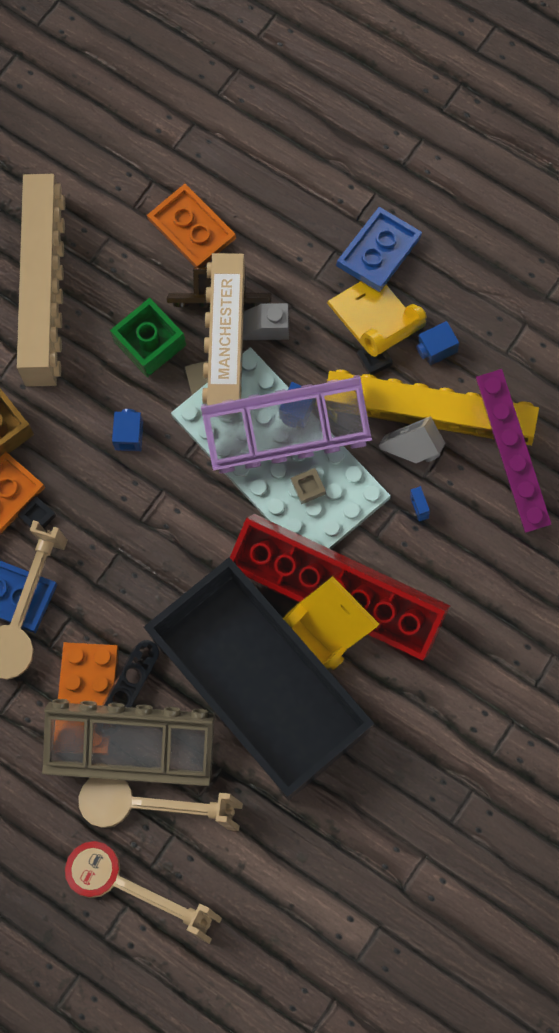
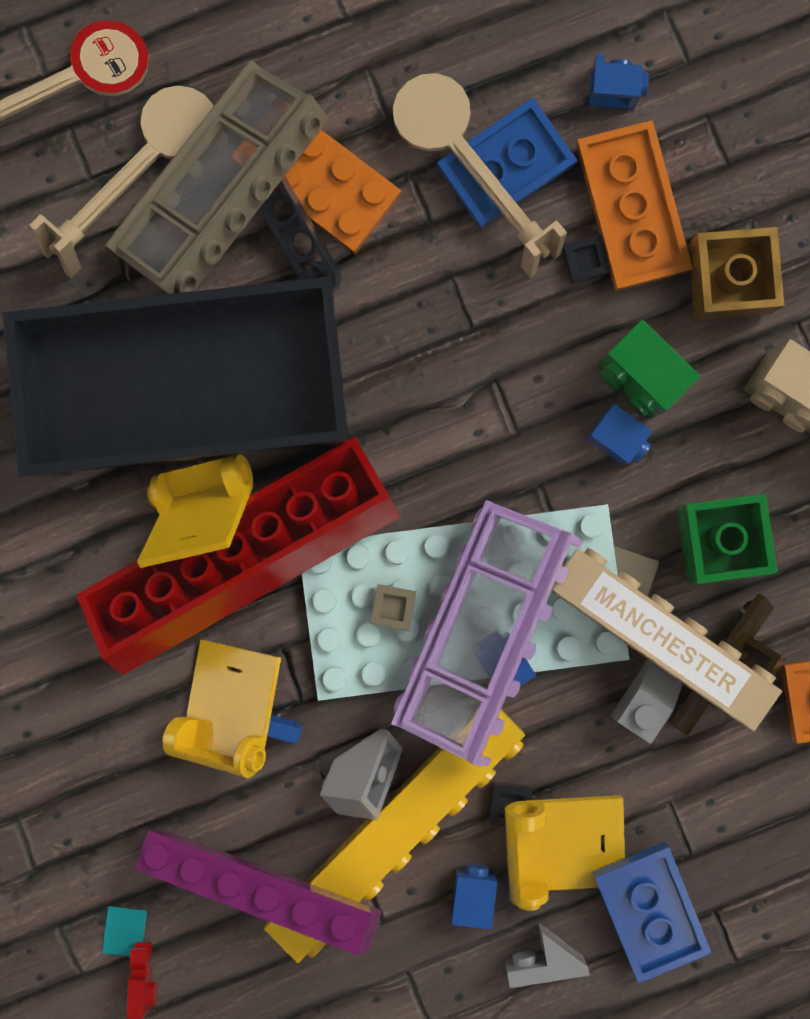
camera: 115 degrees right, 15 degrees up
(82, 436) = (647, 371): none -> green brick
(431, 536) = (226, 710): none -> yellow door
(444, 281) = (555, 964): none -> light grey slope

